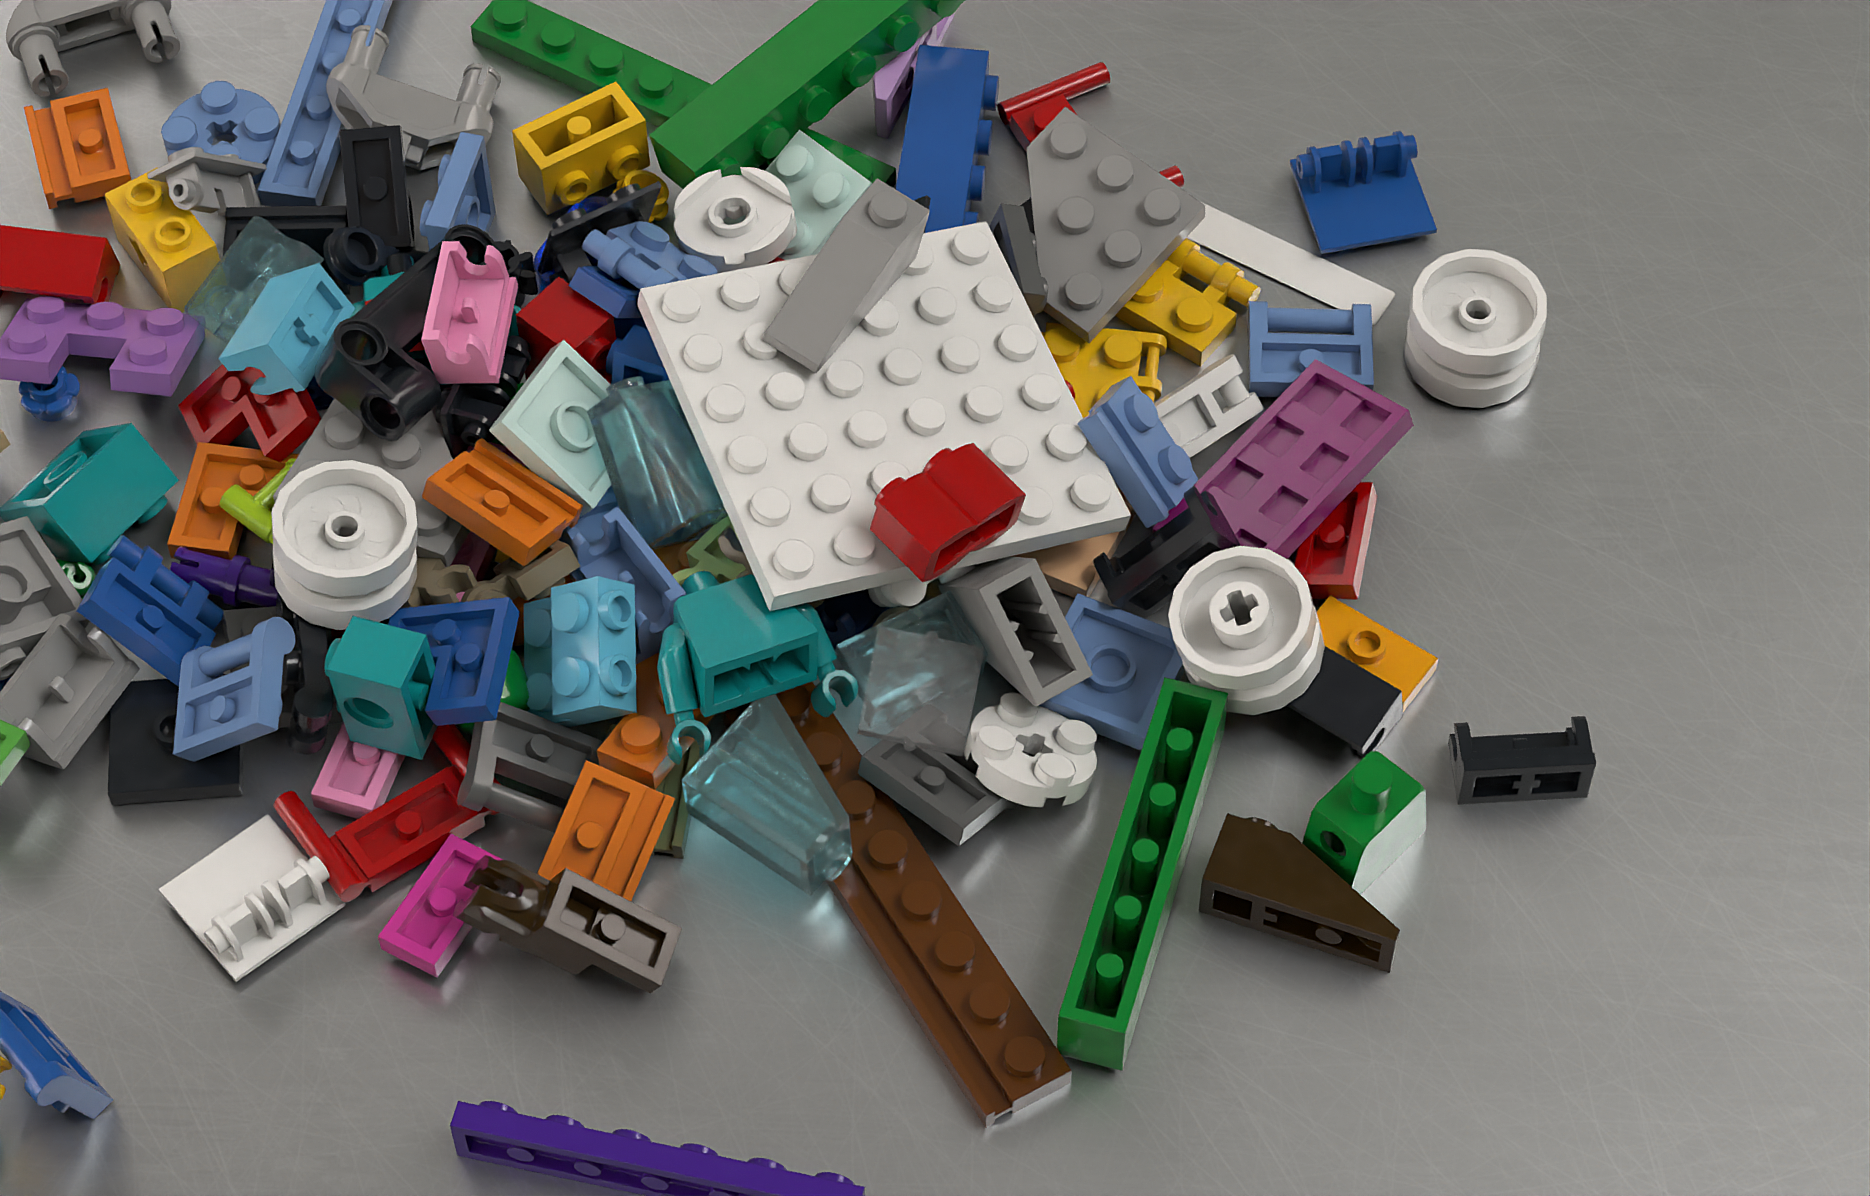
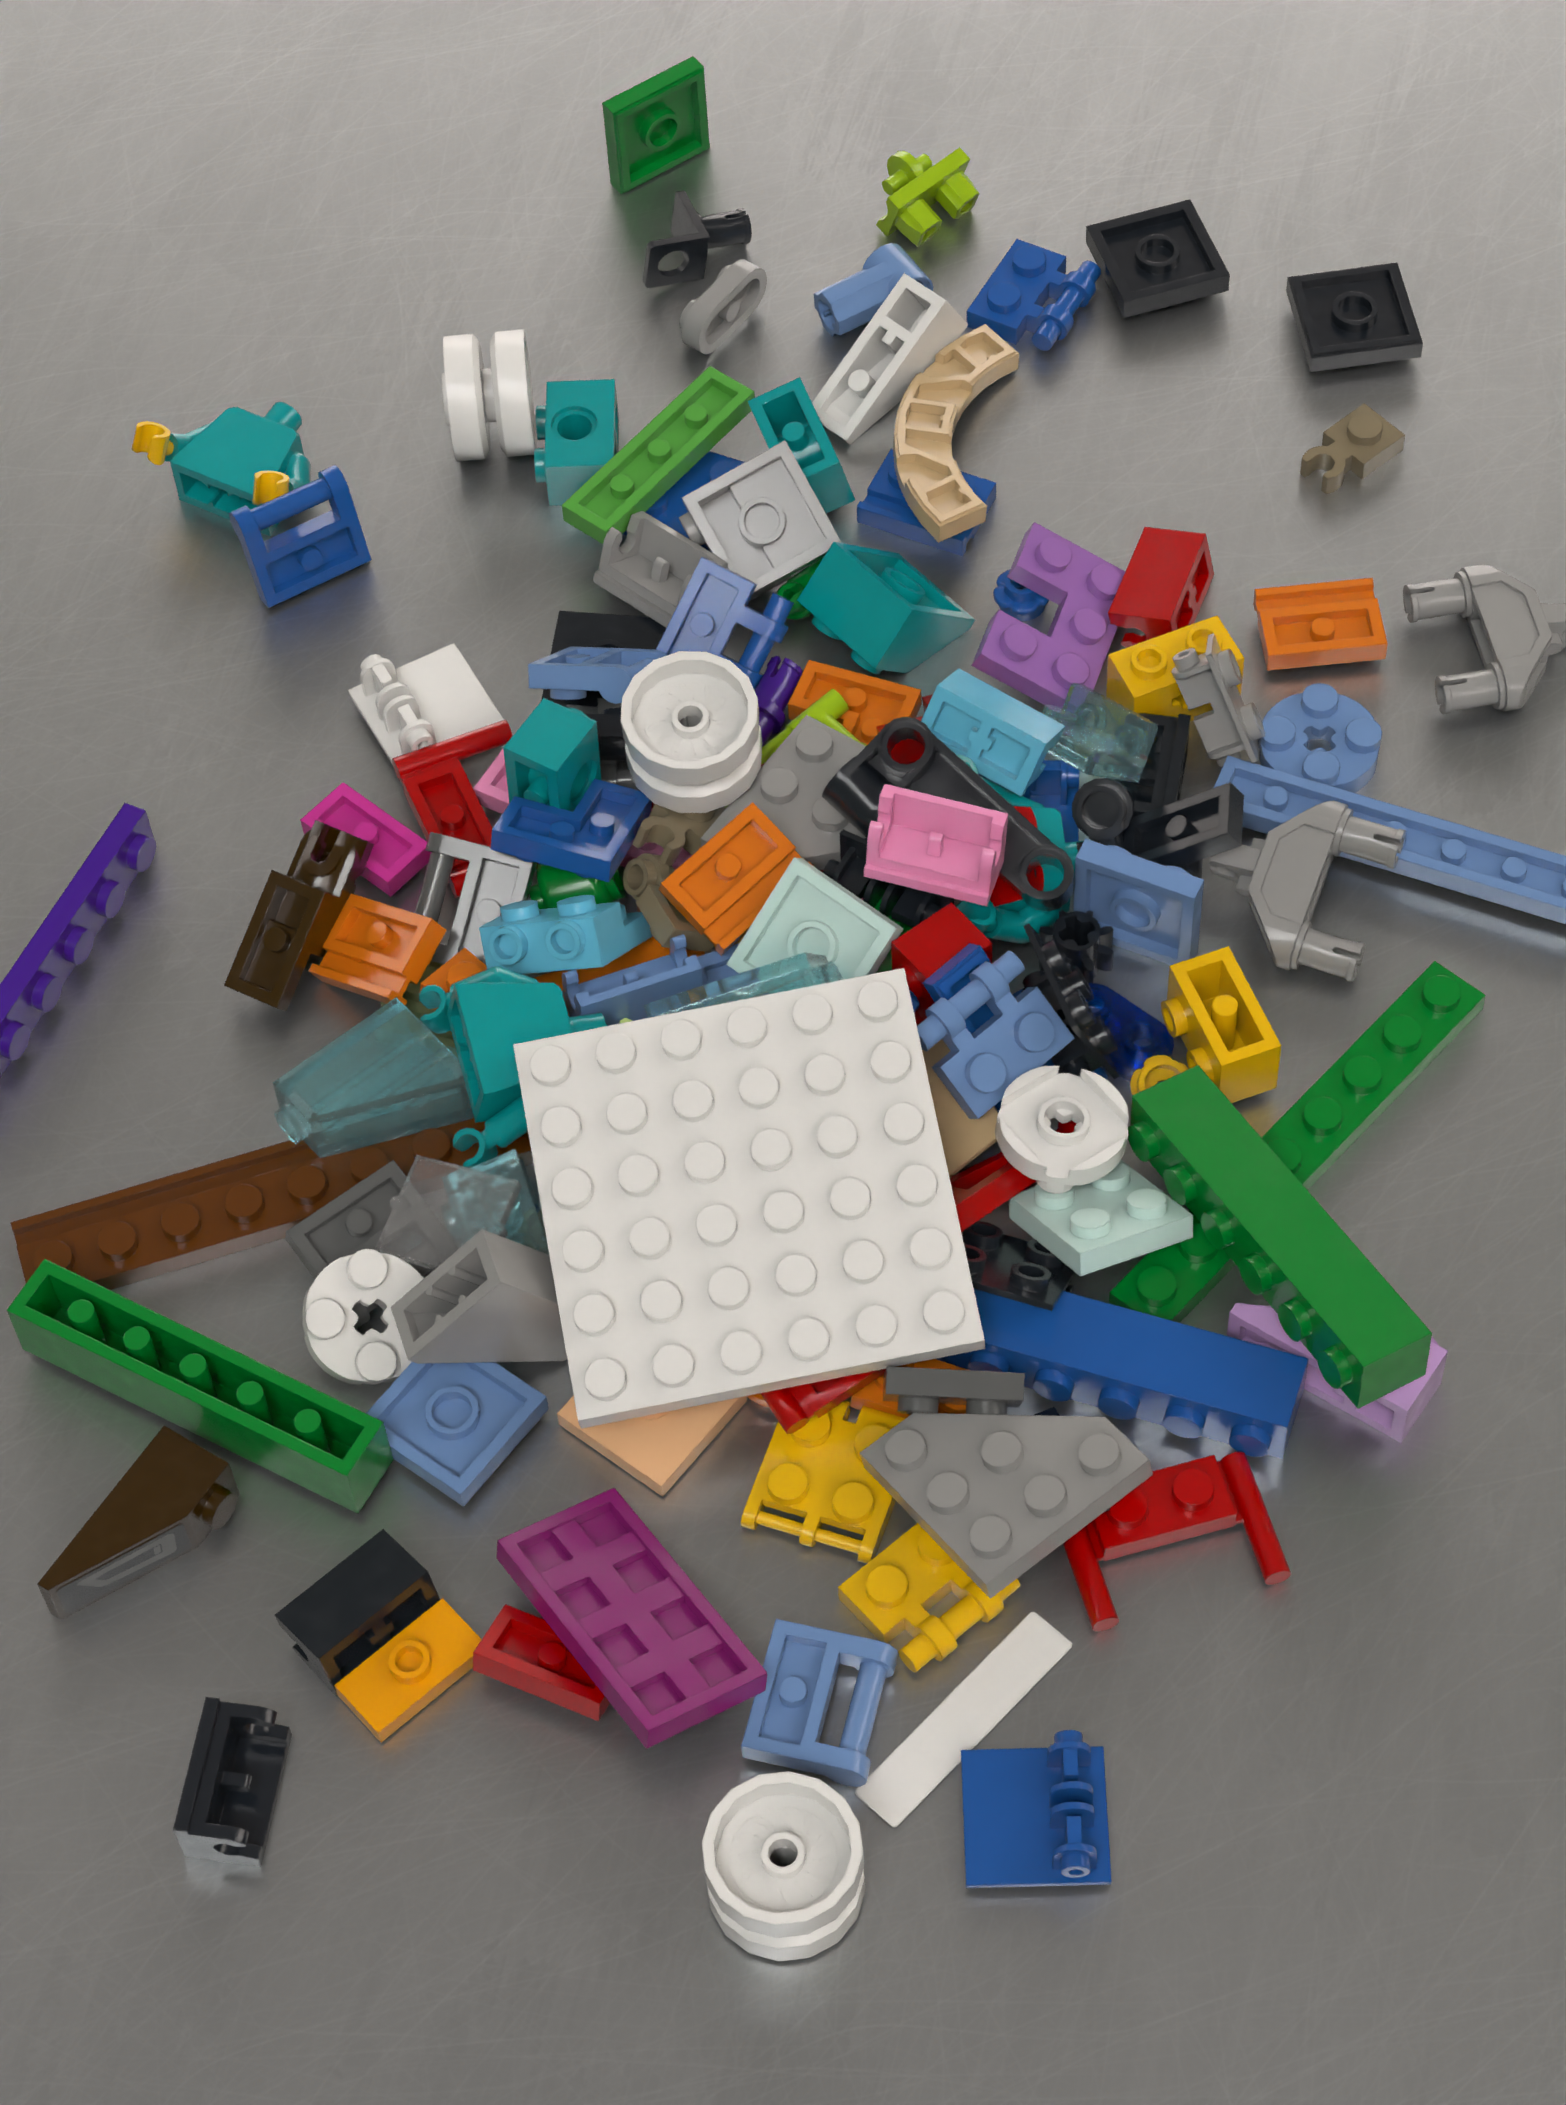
camera: 105 degrees right, 0 degrees up
(849, 275) = (877, 1152): light grey slope -> none
(946, 510) = (564, 1199): red brick -> none
(1138, 451) = (672, 1456): medium blue plate -> none
(1151, 570) = (558, 1482): black hinge -> none
(1193, 413) = (734, 1537): white plate -> none
(1247, 628) = (409, 1504): white wheel -> none
(1374, 814) = (177, 1589): green torso -> none

